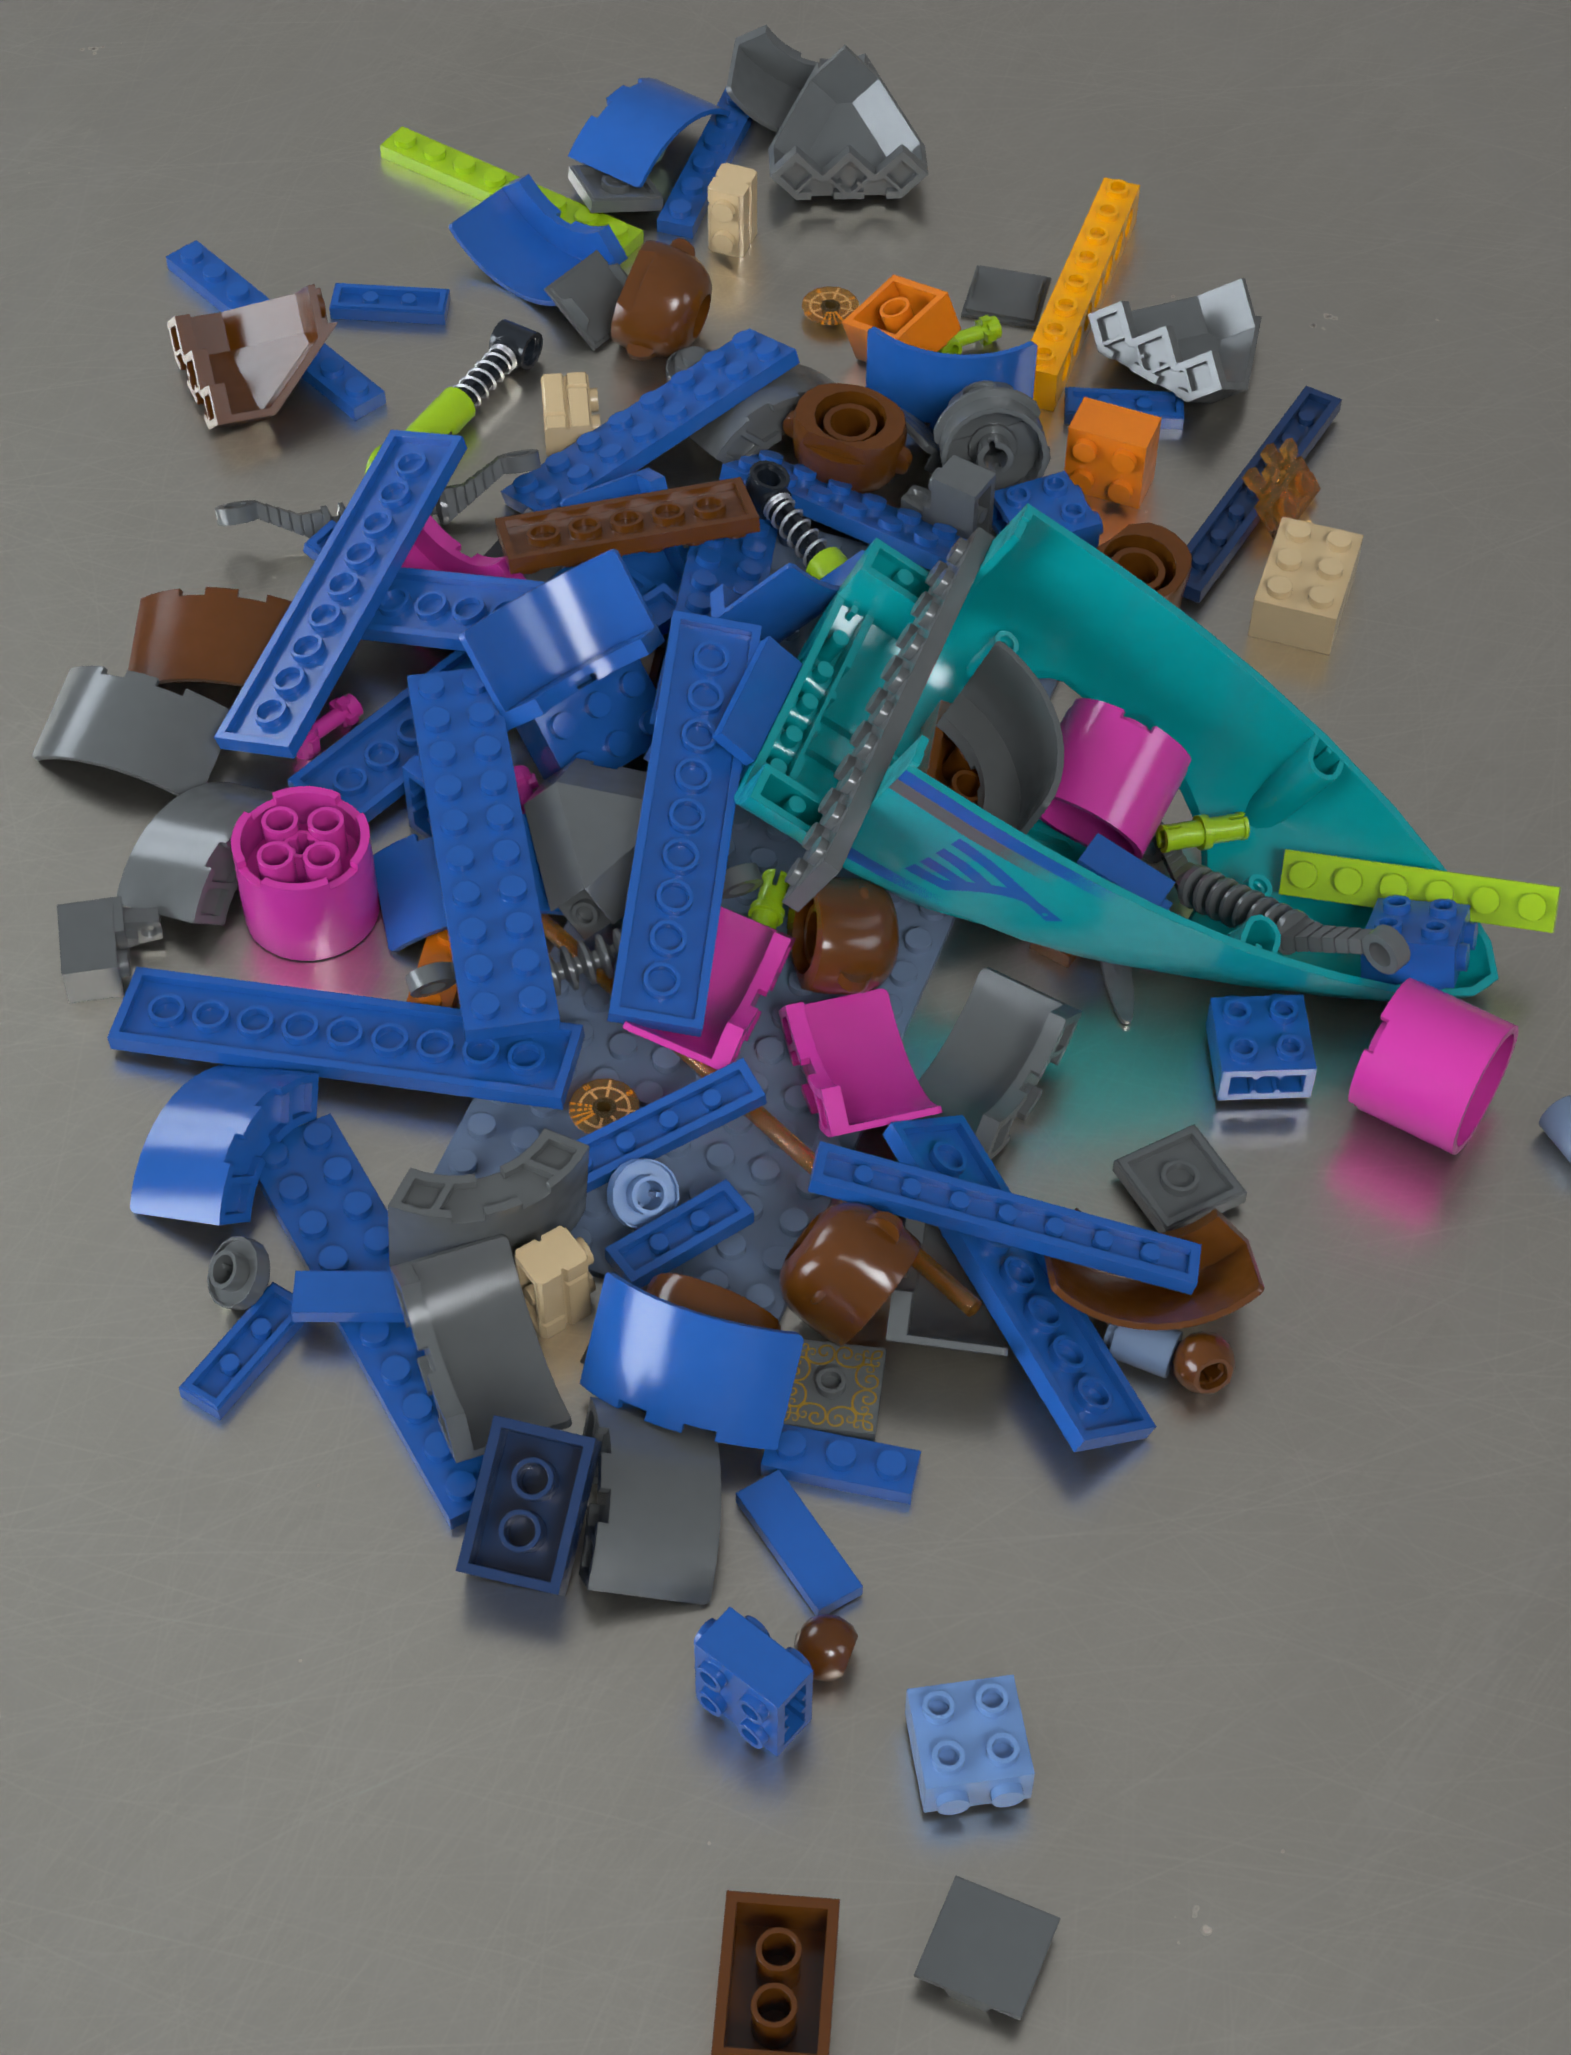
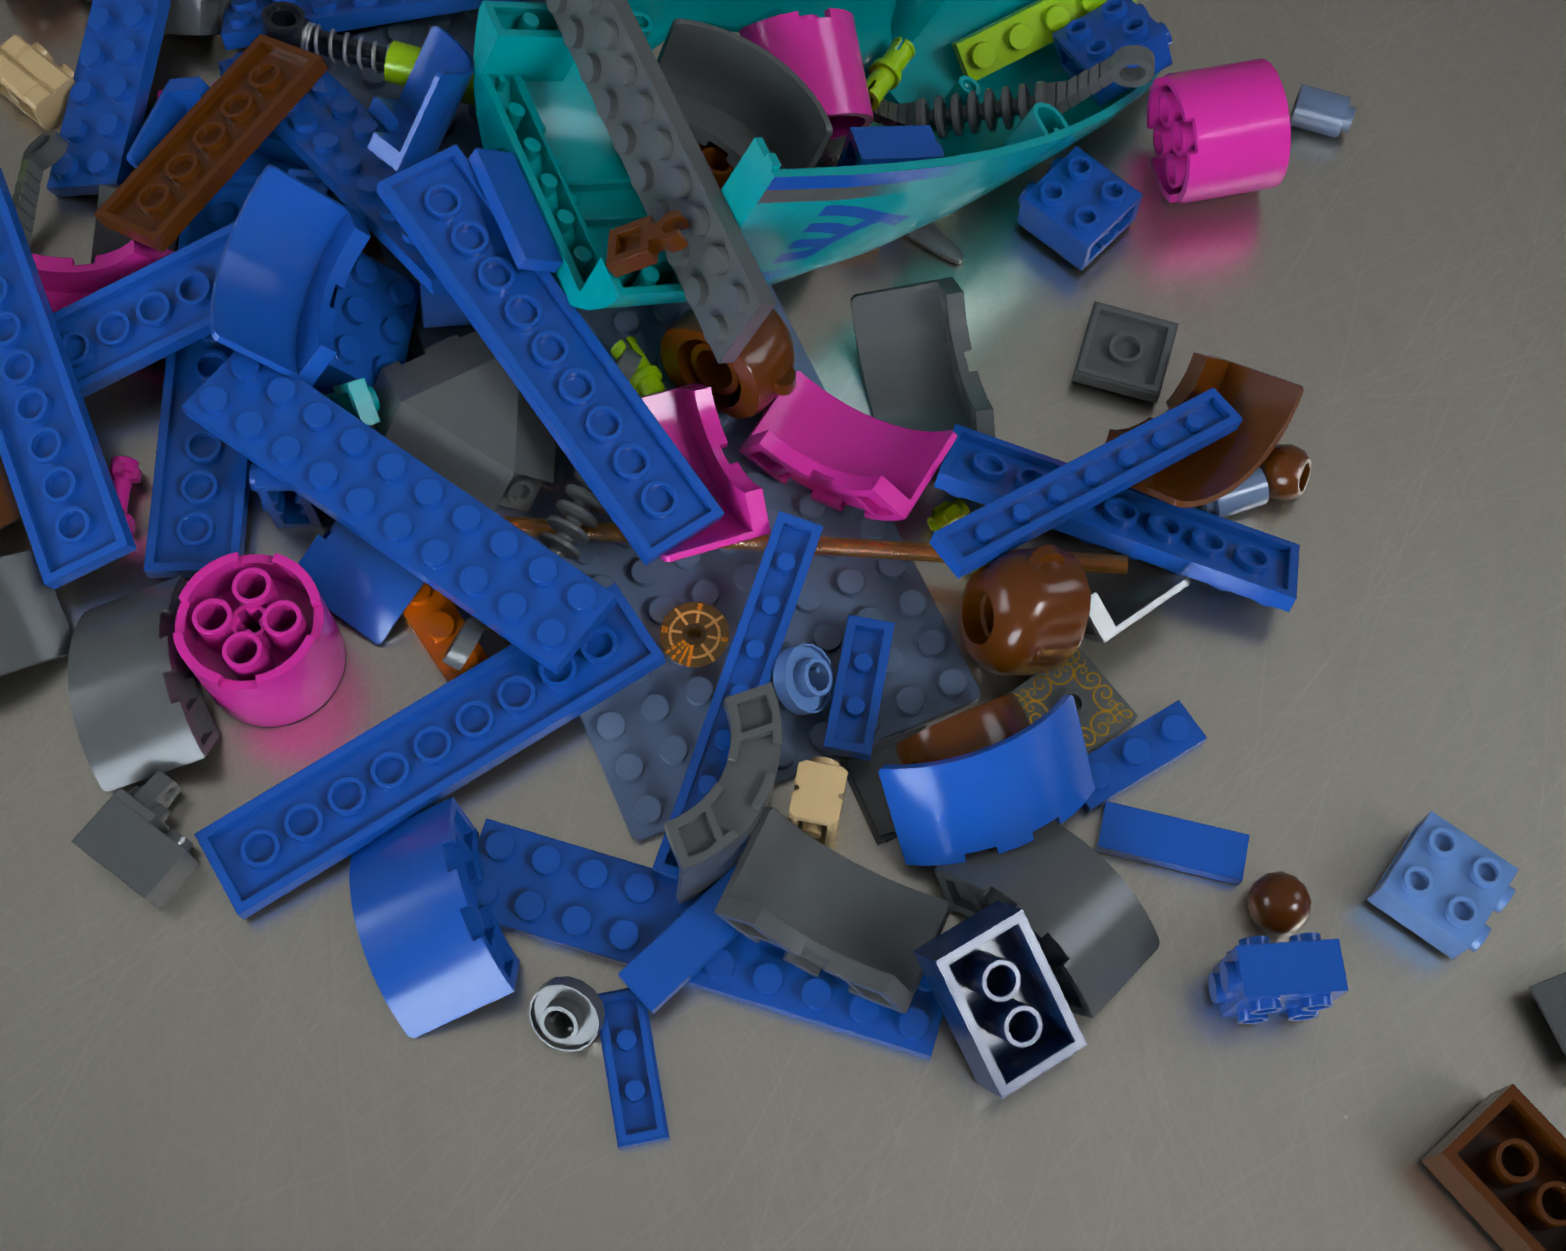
camera: 45 degrees left, 15 degrees up
(534, 767) = (358, 400): none -> teal plate
(799, 770) = (640, 241): none -> reddish brown plate

